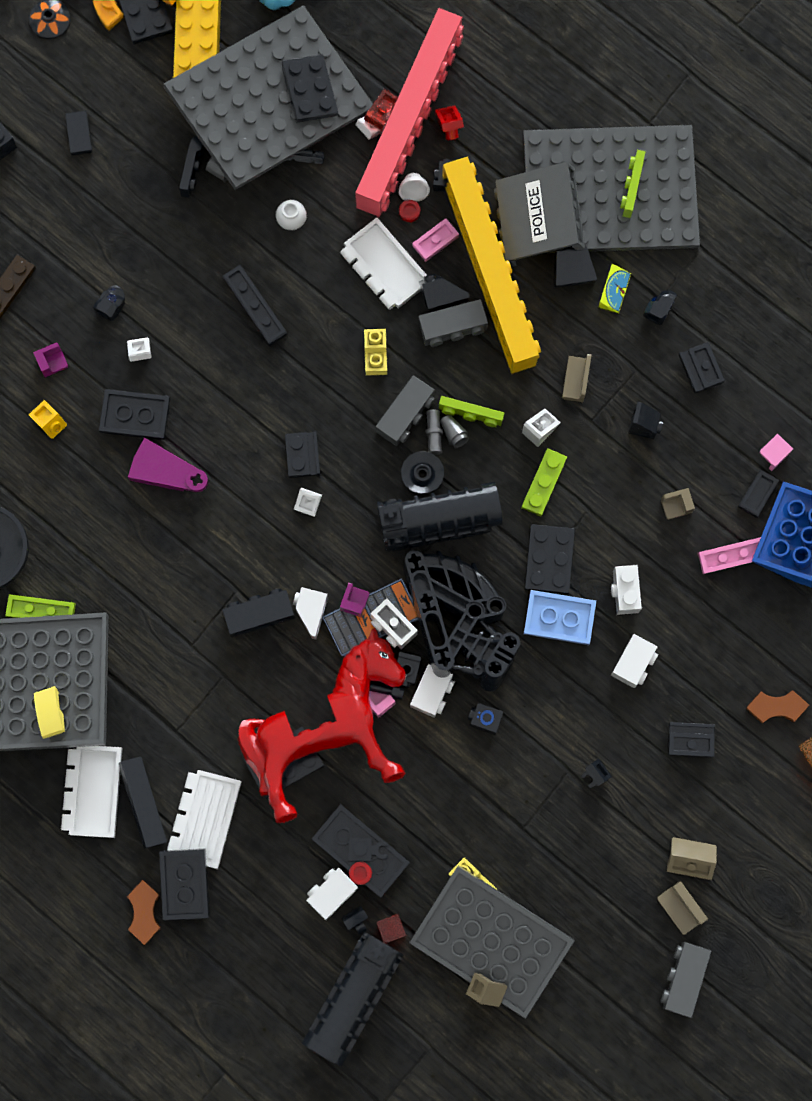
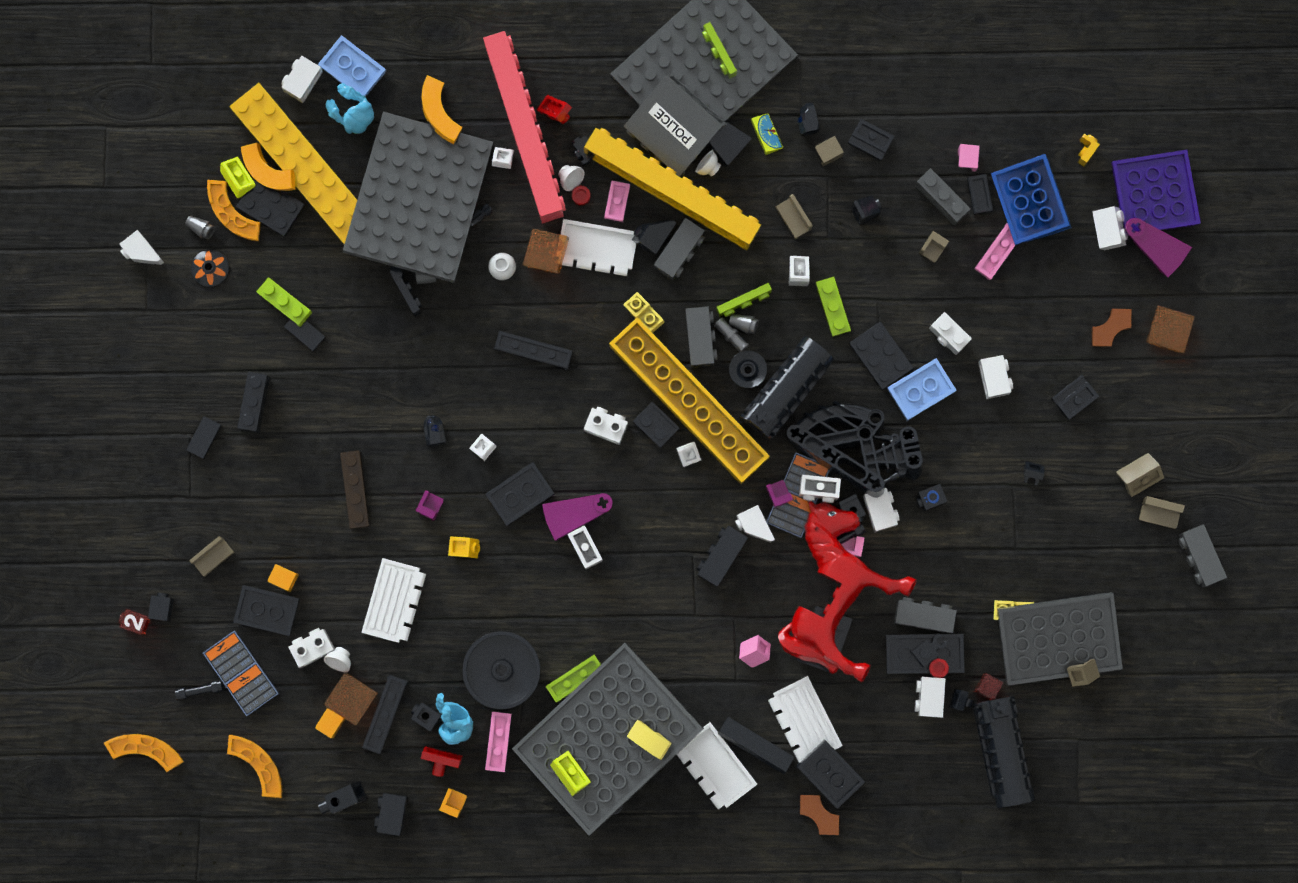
camera: 40 degrees left, 5 degrees up
(83, 94) = (284, 302): none -> lime plate
(147, 504) = (585, 547): none -> white brick
(214, 719) = (755, 651): none -> bright pink panel
(258, 418) = (605, 425): none -> white brick
(309, 88) = (442, 168): black plate -> none
(337, 230) = (546, 251): none -> clear orange tile
(346, 40) = (435, 112): none -> light orange tile
(347, 456) = (689, 400): none -> yellow brick
(381, 109) = (502, 140): clear red plate -> none
(390, 817) = (925, 615): none -> dark grey brick
(541, 274) = (708, 164): none -> white piece
(655, 347) = (829, 151): none -> dark tan panel
(722, 467) = (942, 197): none -> dark grey brick

